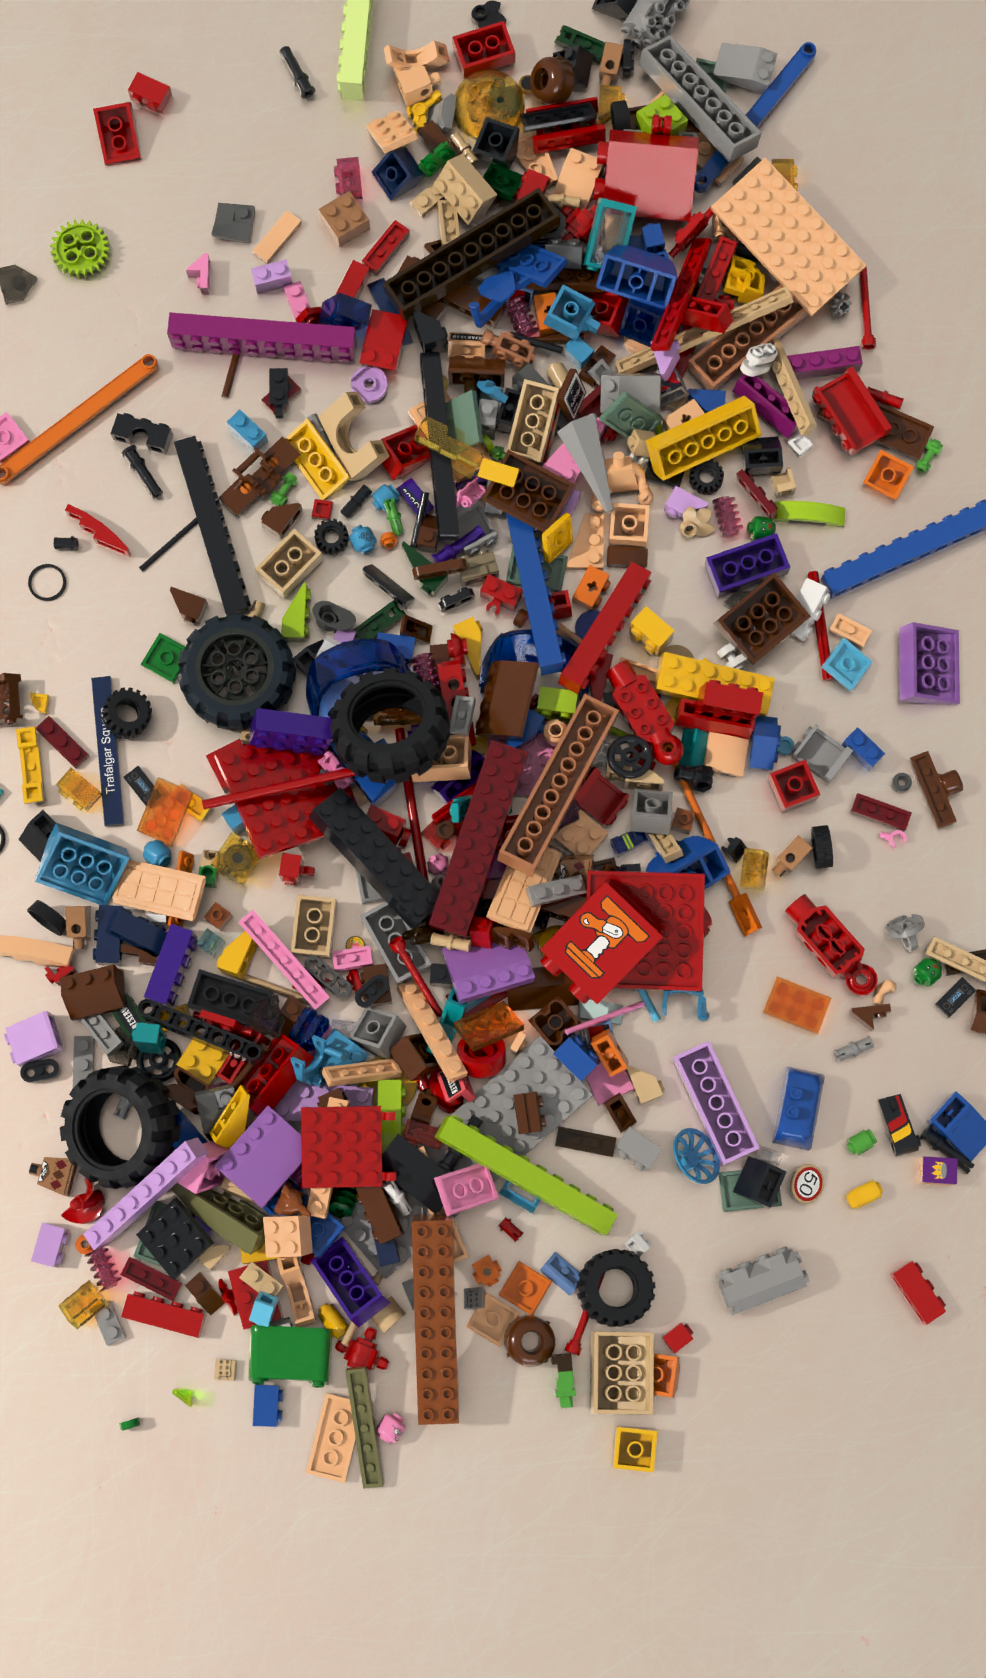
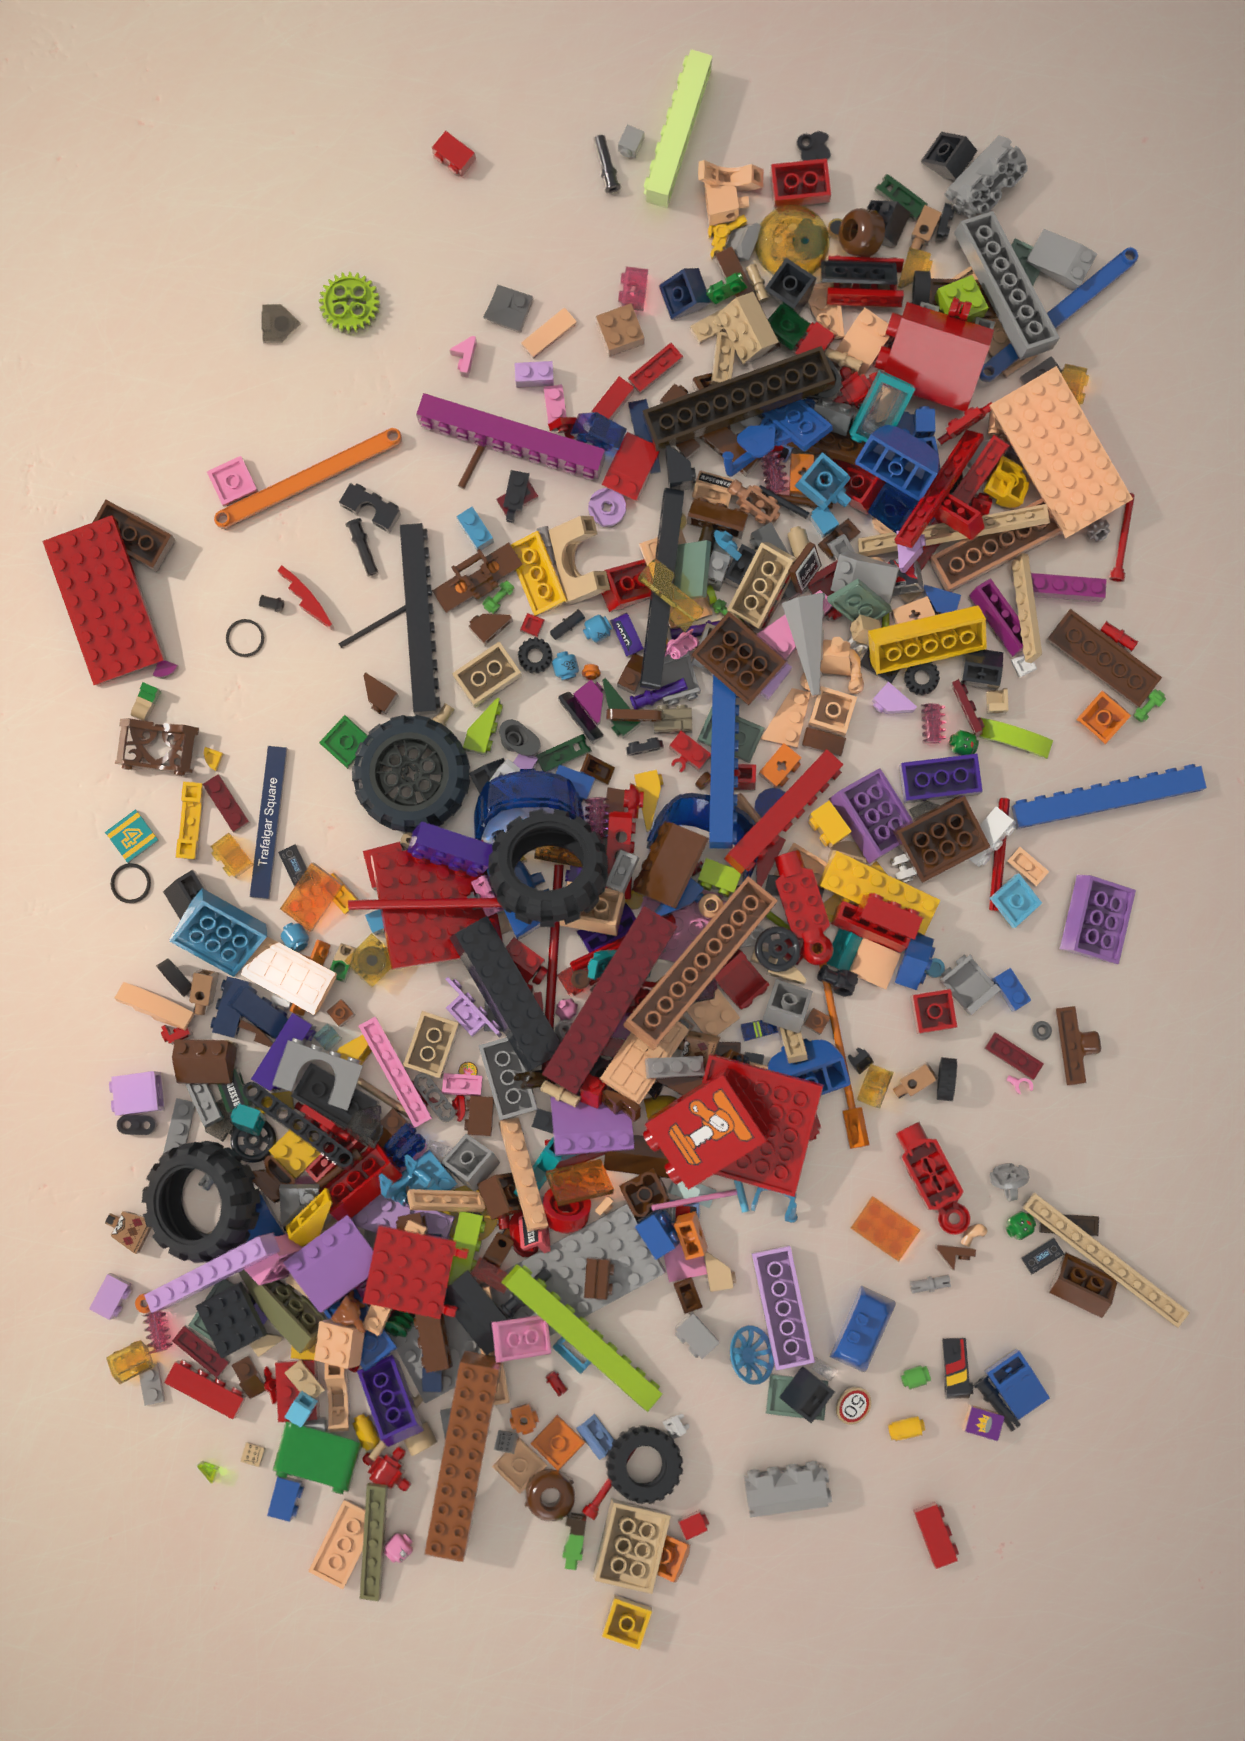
camera: 15 degrees right, 5 degrees up
(85, 1206) = (153, 1267): red piece -> none
(117, 132) = (412, 188): red slope -> none
(129, 1424) = (150, 1485): green tile -> none
(130, 698) = (309, 783): black tyre -> none
(235, 968) = (345, 1071): none -> light grey arch
(293, 868) = (423, 983): red brick -> none
(315, 46) = (630, 141): none -> light grey brick
(343, 889) = (467, 1013): none -> lavender bracket
(371, 991) = (473, 1122): black plate -> none
(391, 131) = (687, 250): light nougat plate -> none
(394, 516) = (601, 649): bright green axle -> none
(394, 566) = (591, 699): none -> magenta slope
(397, 1197) = (453, 1331): white pin -> none
(398, 946) = (508, 1086): red piece -> none
(419, 519) = (626, 657): black bar -> none
(498, 472) = (713, 633): yellow tile -> none
(557, 537) = (758, 709): yellow tile -> none
(585, 1141) = (648, 1314): dark brown tile -> none
(690, 612) = (871, 813): none -> medium lavender slope
(698, 521) = (902, 723): tan plate -> none
(759, 359) = (1001, 572): white brick -> none
(851, 411) = (1082, 644): red panel -> none

